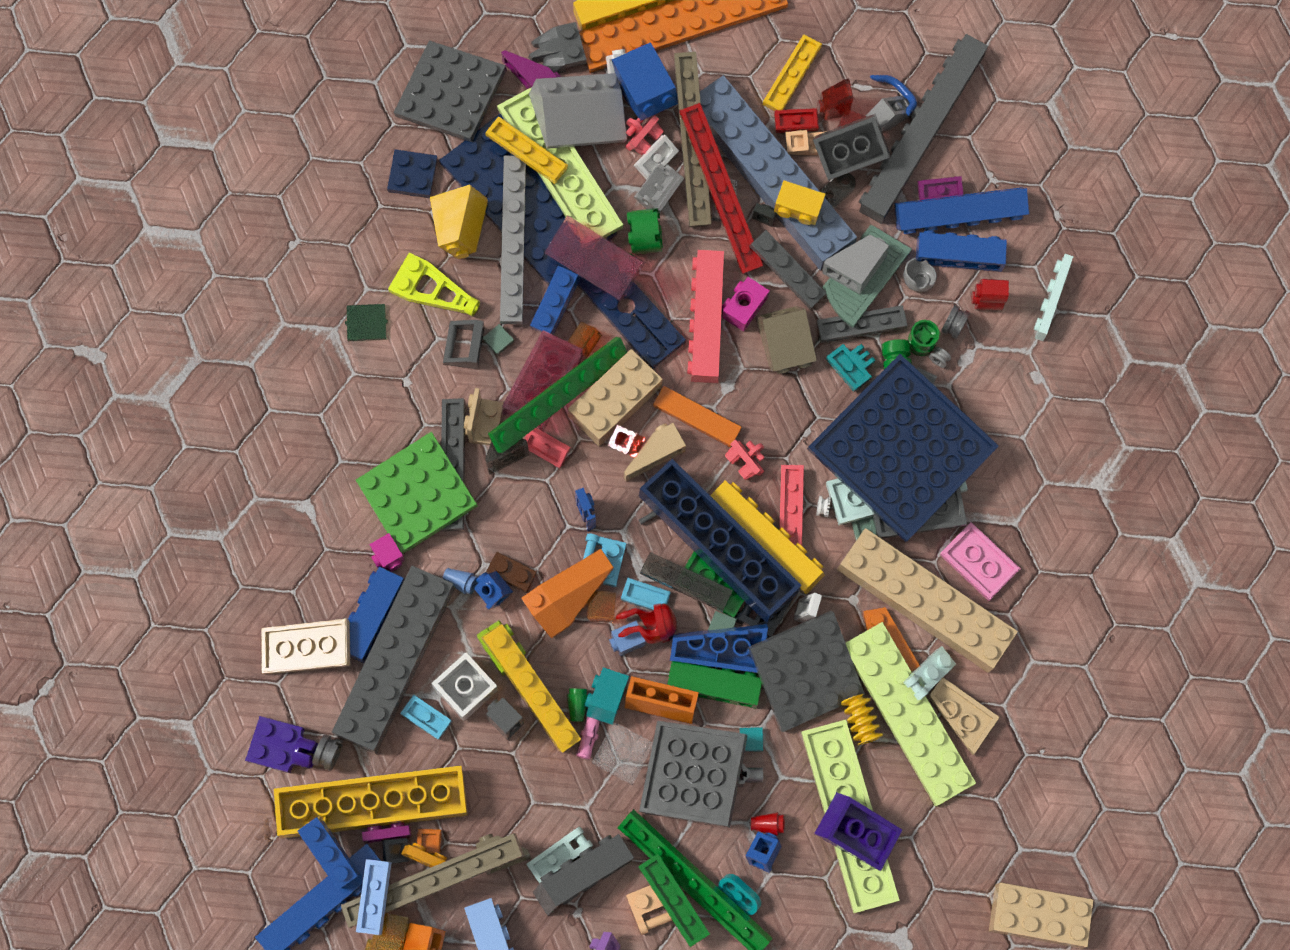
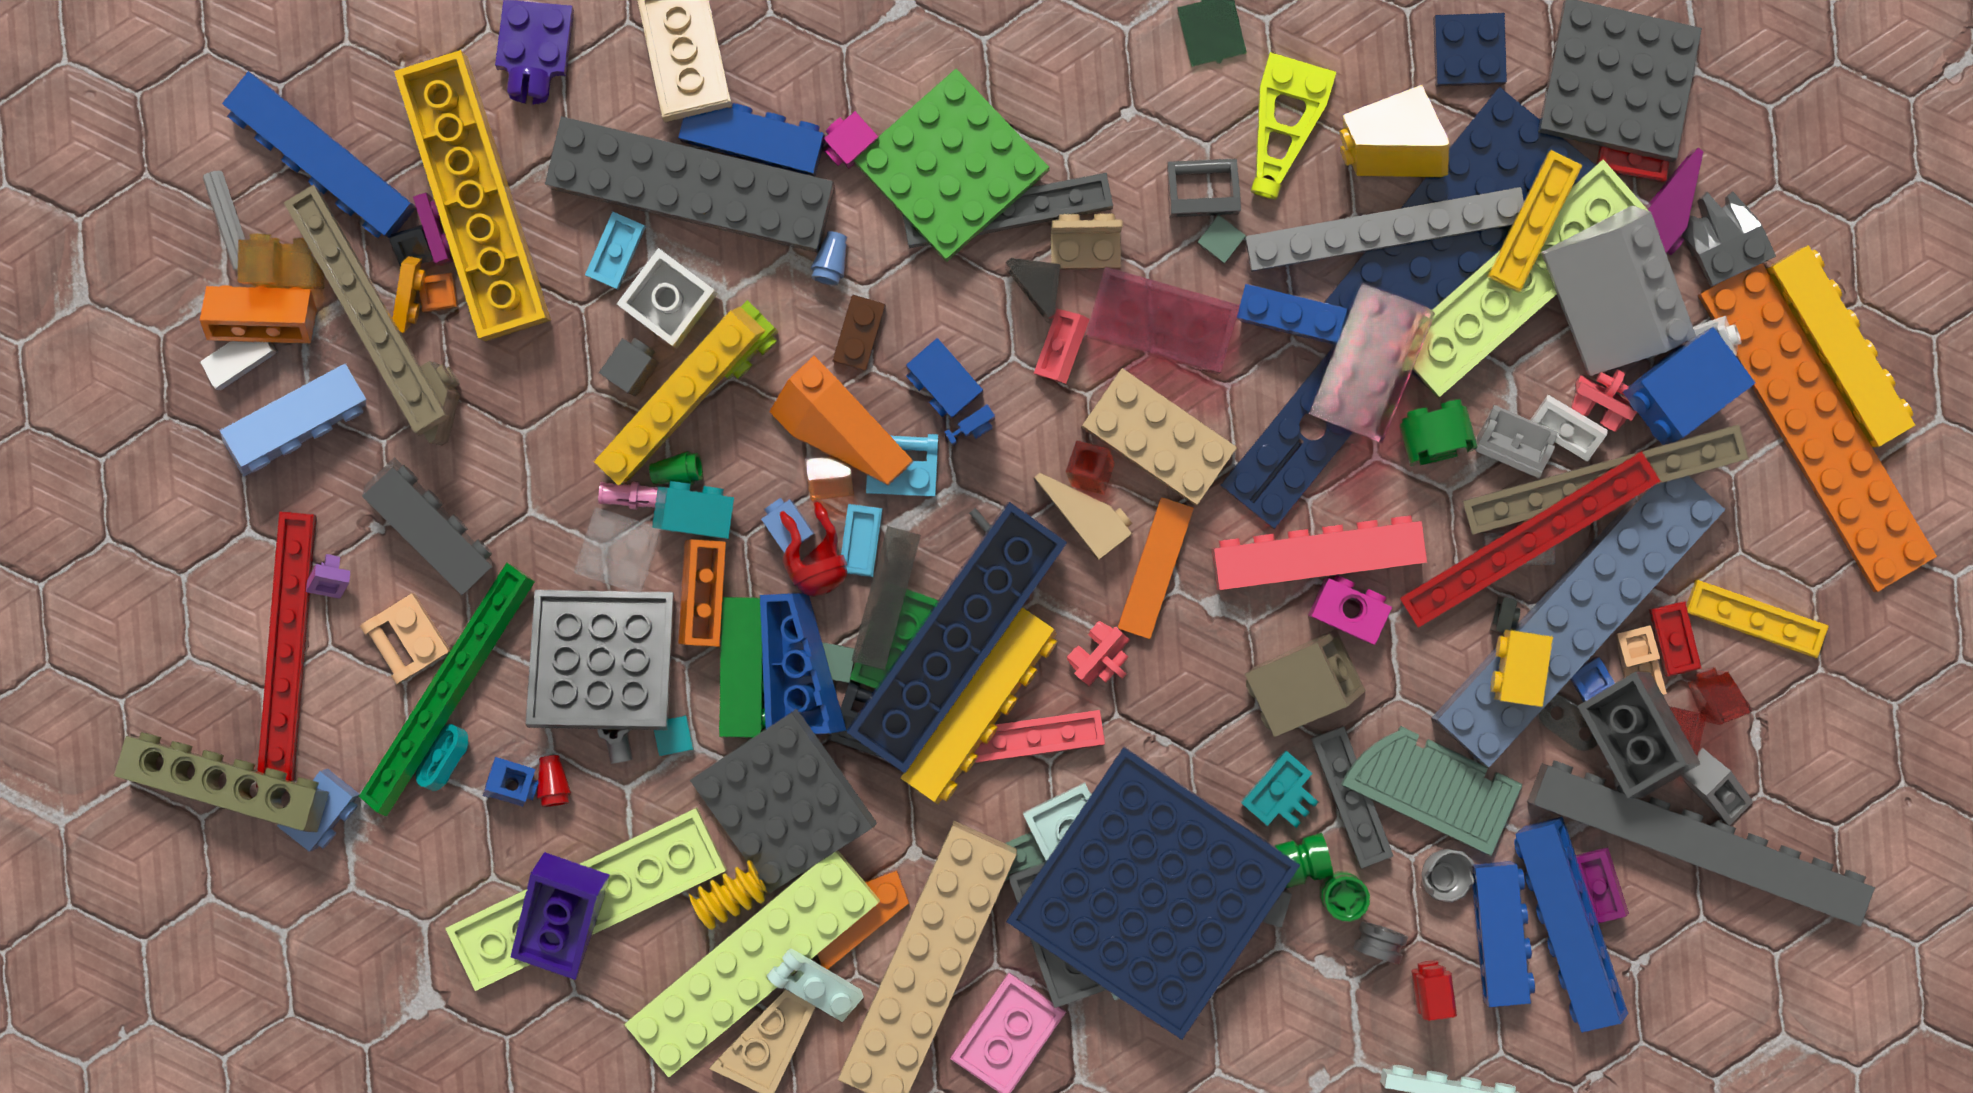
camera: 80 degrees right, 15 degrees up
(327, 752) = (534, 117): flat silver wheel -> none
(328, 852) = (378, 151): blue brick -> none
(373, 897) = (326, 229): light blue plate -> none
(492, 589) = (824, 309): blue brick -> none
(503, 92) = (1634, 165): none -> red plate
(552, 523) = (943, 378): none -> blue brick
(557, 395) = (1137, 349): green plate -> none
(558, 854) = (450, 485): light aqua plate -> none
(585, 338) = (1245, 371): clear orange piece -> none
(674, 900) = (410, 664): green plate -> none
(787, 269) = (1418, 666): dark grey plate -> none
(807, 607) = (880, 787): white tile -> none
(814, 170) = (1592, 679): none -> blue plate
(822, 506) = (1047, 783): white bush -> none
(857, 263) = (1446, 774): light grey slope -> none
(901, 88) = (1762, 799): blue animal -> none
(940, 357) = (1320, 926): light grey bush -> none

